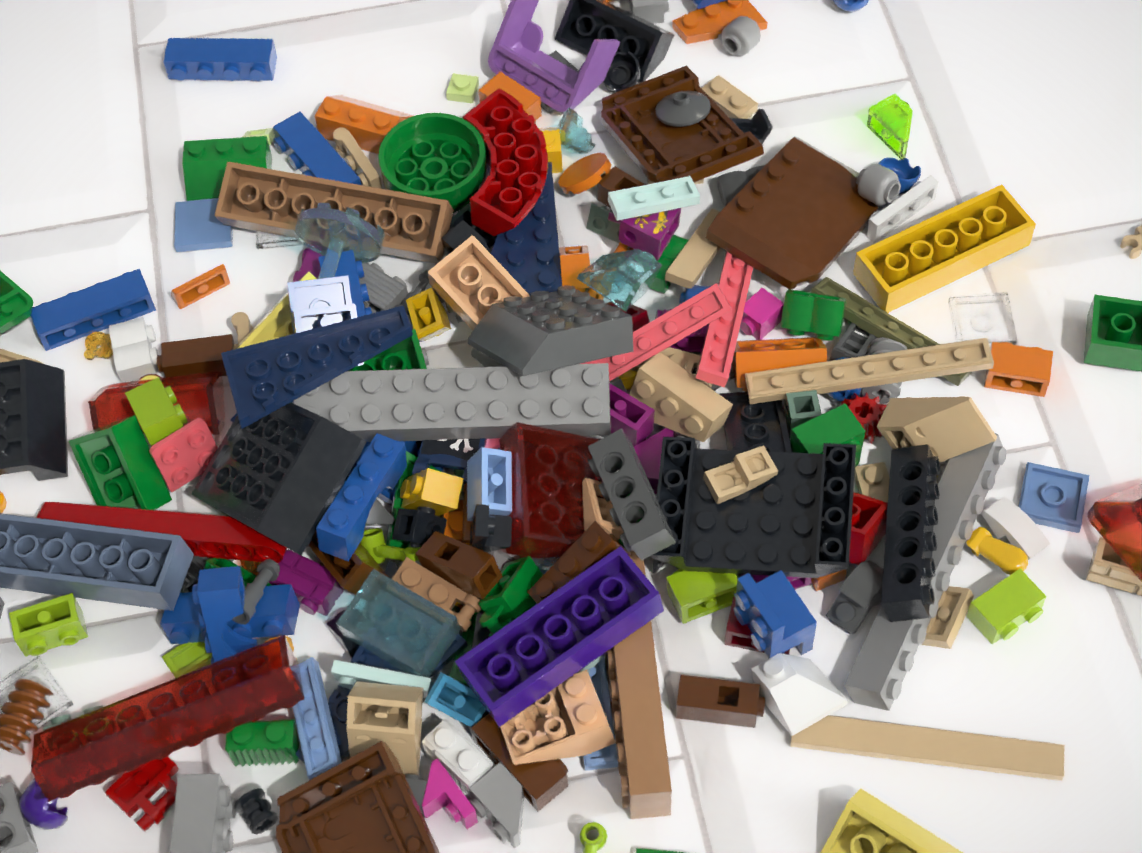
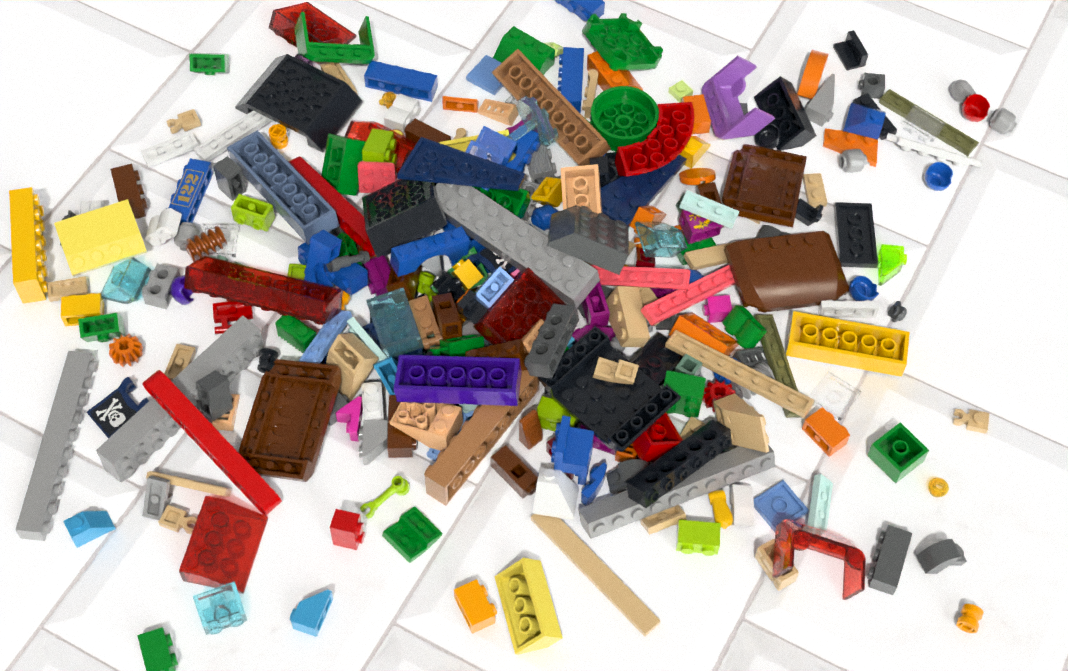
camera: 35 degrees right, 0 degrees up
(264, 251) = (507, 117): none -> light nougat slope
(343, 74) = (622, 43): none -> green plate
(448, 350) = (542, 215): none -> blue head
(572, 134) = (712, 152): clear light blue hair -> none
(683, 108) = (780, 177): dark grey dish -> none
(690, 633) = (530, 430): none -> dark orange slope
(825, 118) = (855, 235): none -> black plate
(829, 637) = (595, 484): none -> blue slope
(878, 184) = (842, 286): light grey head -> none
(962, 174) = (897, 312): none -> dark grey plate
(1095, 459) = (820, 502): none -> light aqua plate

